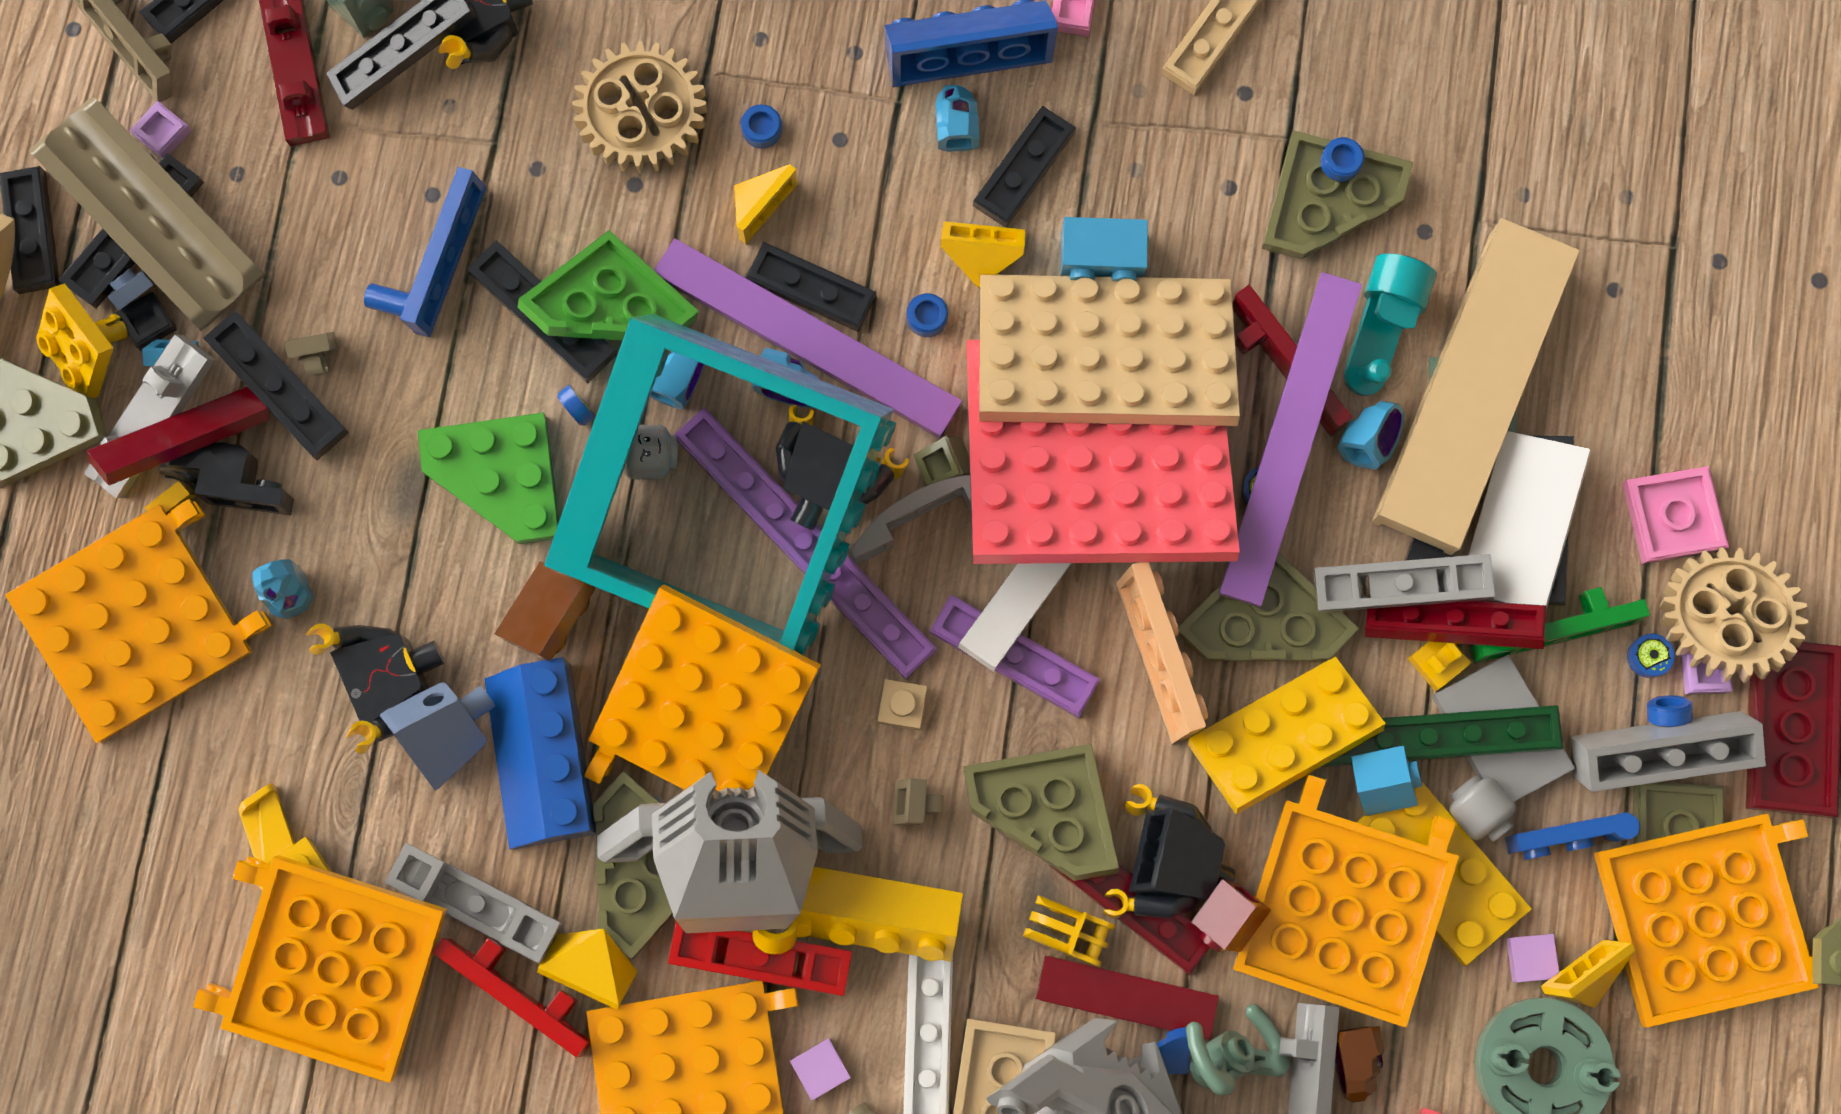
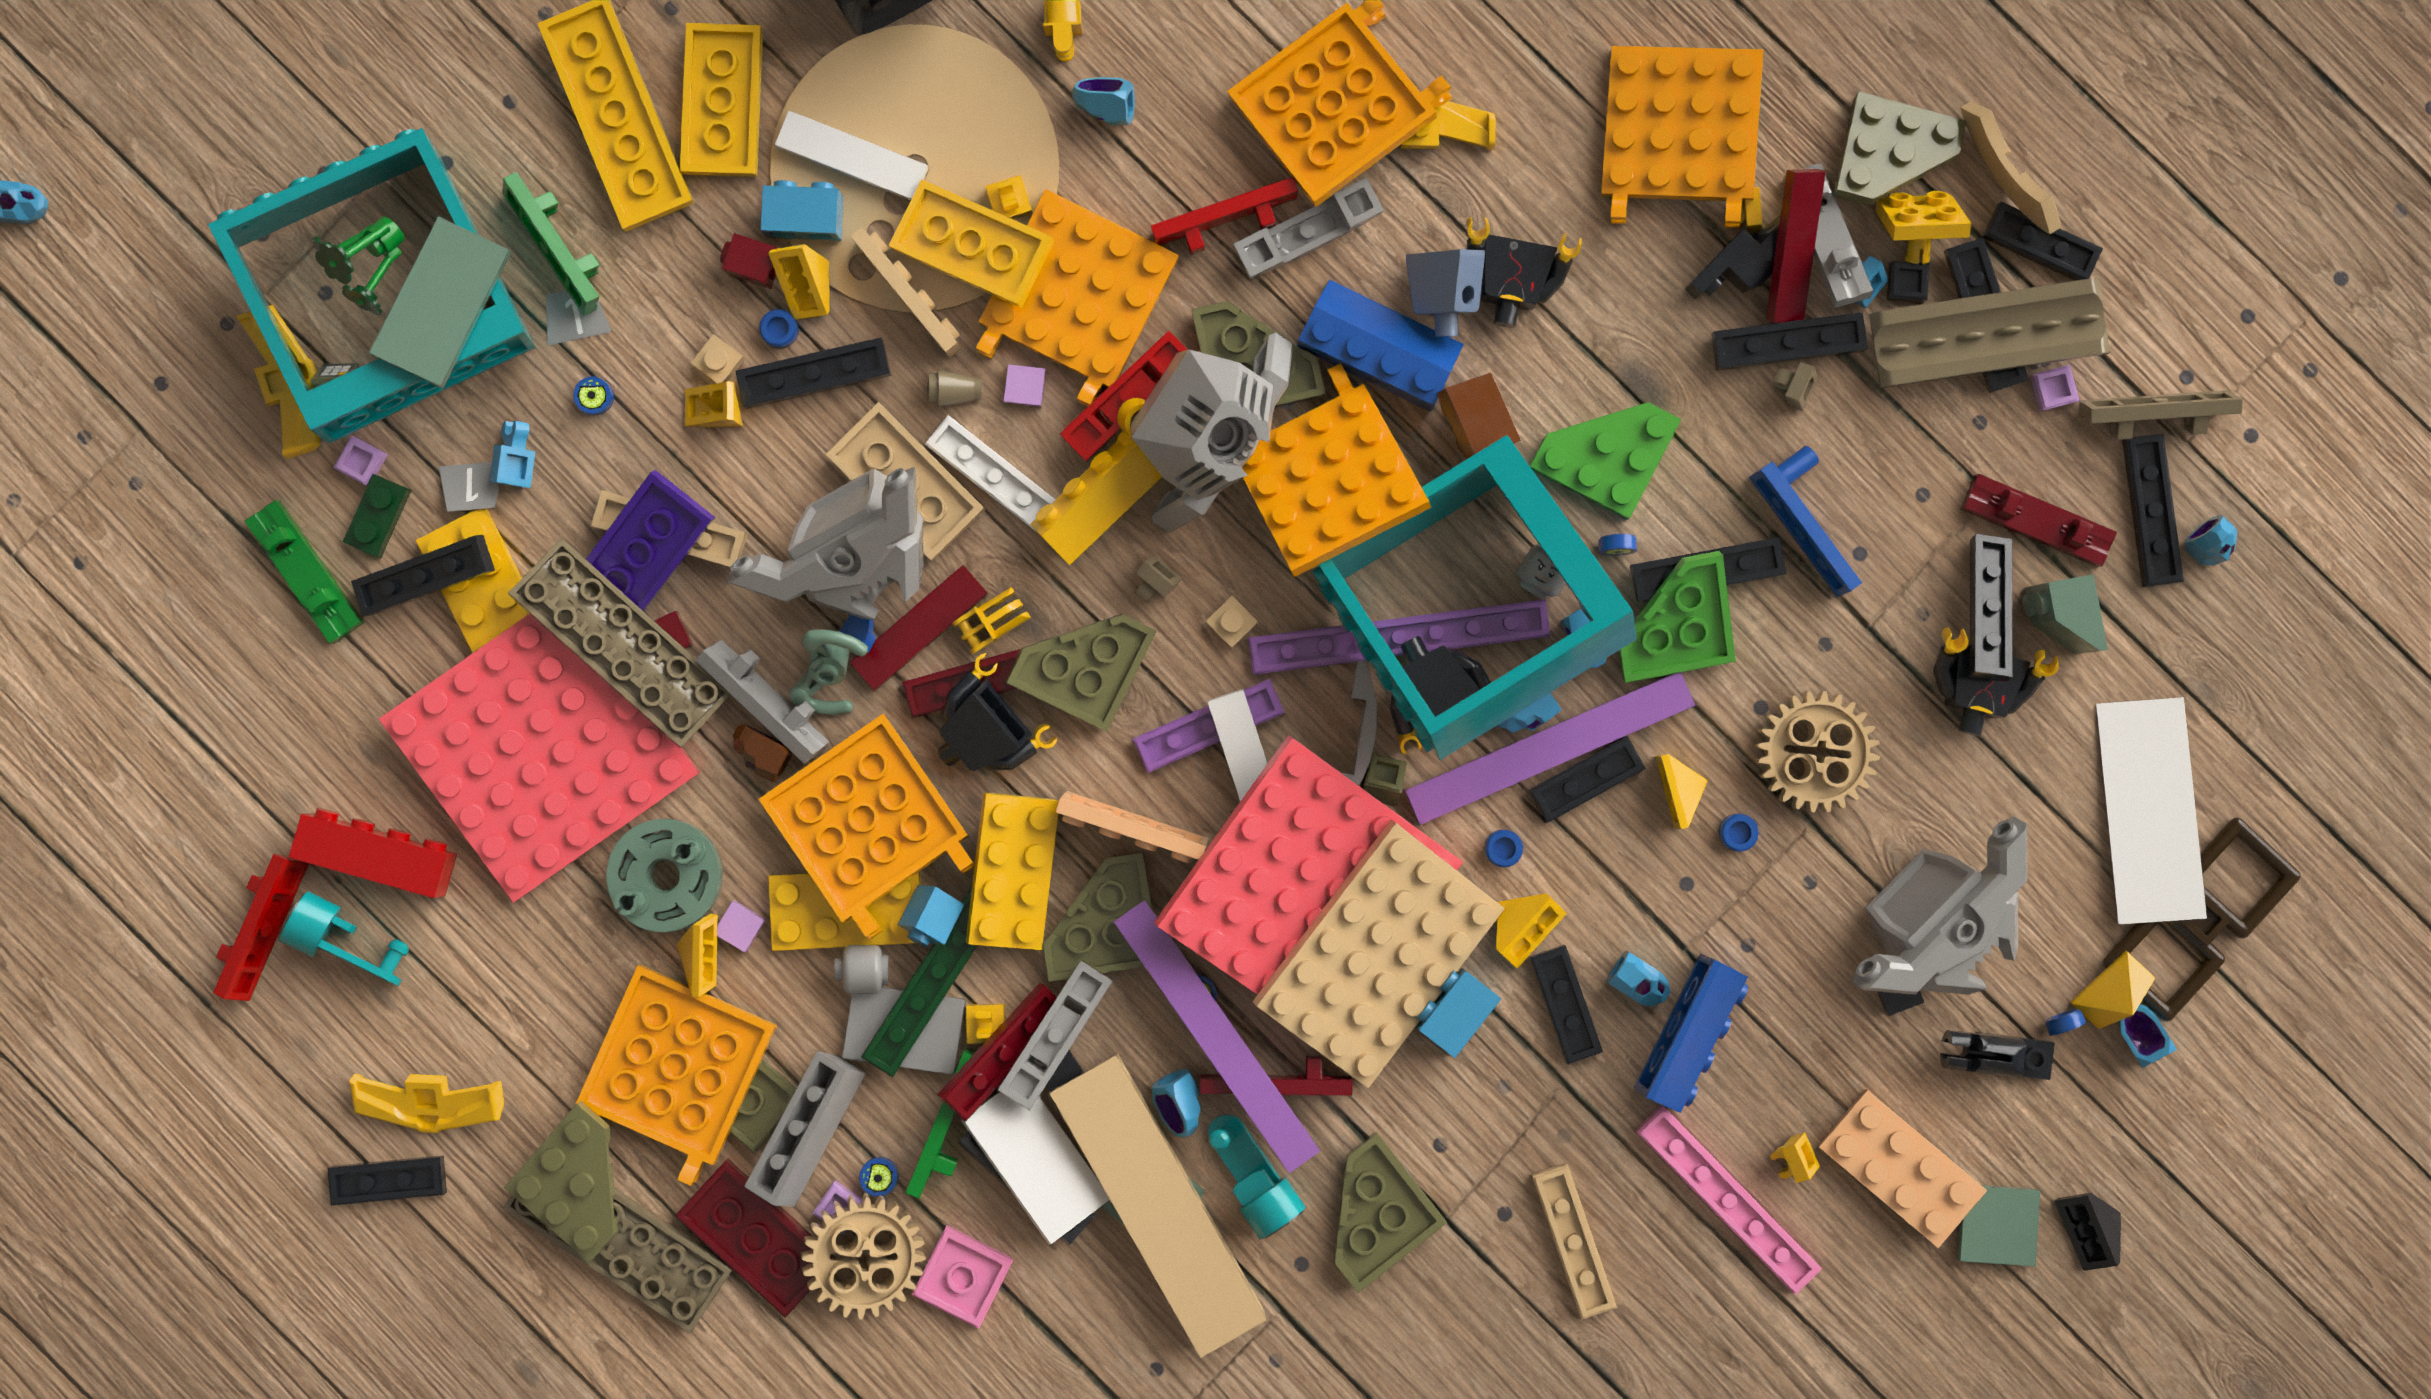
camera: 135 degrees right, 10 degrees up
(128, 287) = (1940, 283): sand blue plate -> none
(282, 588) = (1629, 246): dark azure rock -> none
(590, 965) = (1207, 278): yellow slope -> none
(1230, 917) = (918, 735): brick -> none
(1342, 159) = (1397, 1240): blue tile -> none
(1574, 835) = (798, 1019): blue plate -> none
(1669, 711) = (831, 1155): blue tile -> none

